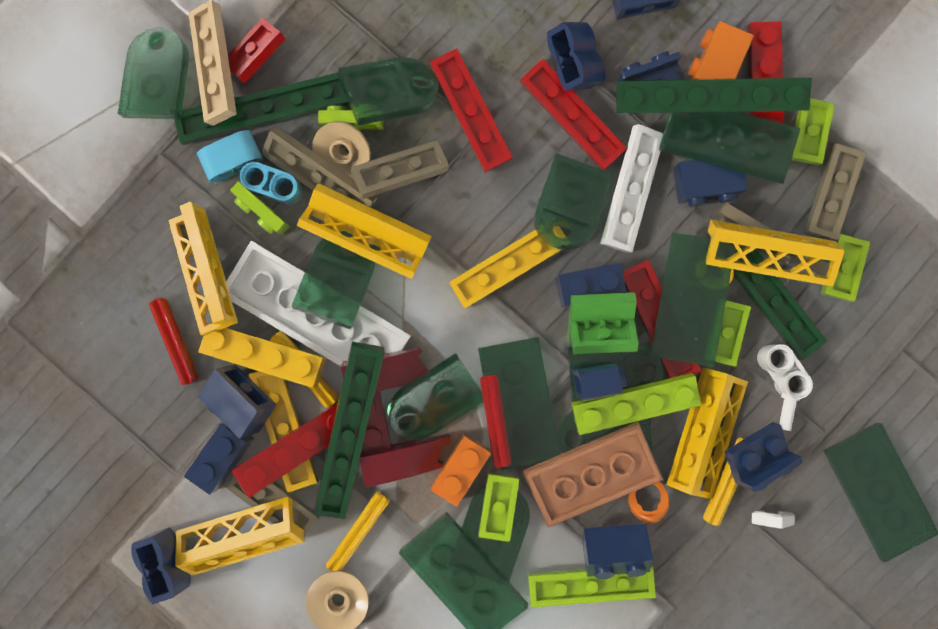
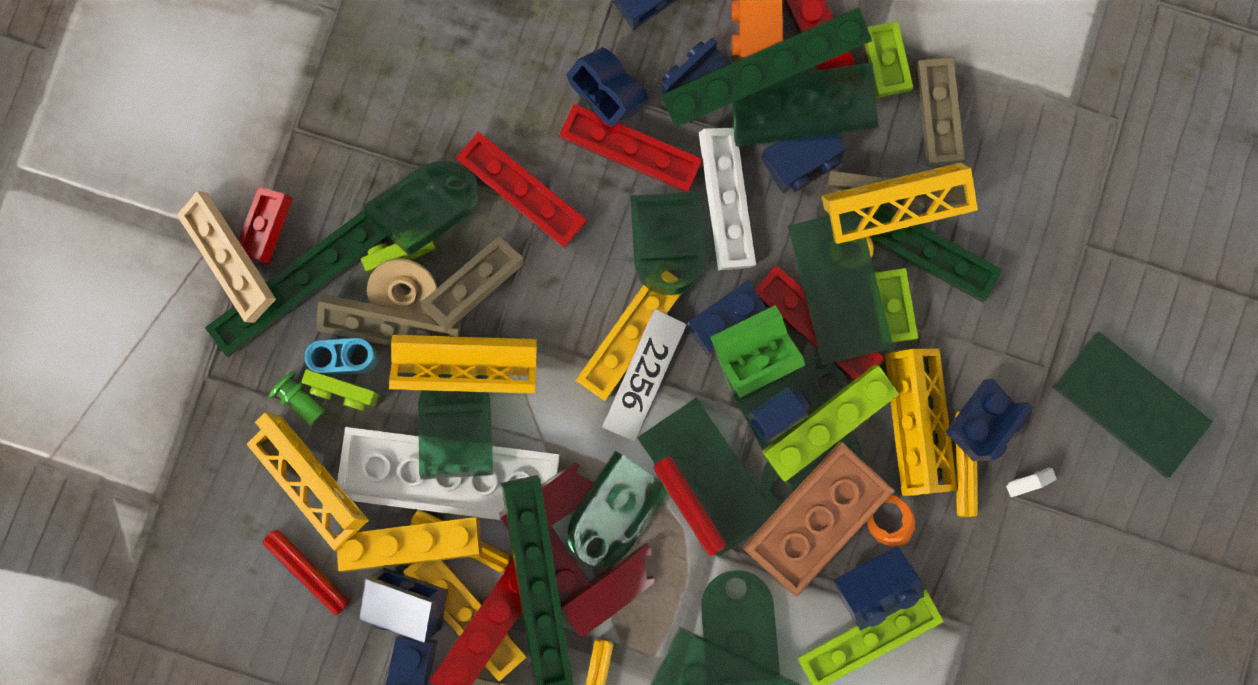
camera: 20 degrees left, 5 degrees down
(154, 78) = (169, 300): clear green tile -> none
(222, 200) = (296, 398): none -> bright green pin
(229, 156) = (284, 347): medium azure beam -> none
(460, 469) = (674, 574): orange brick -> none
(498, 507) = (733, 596): lime plate -> none
(505, 301) = (644, 375): none -> white sticker
(781, 374) = (970, 326): white beam -> none
(850, 269) = (989, 185): lime plate -> none

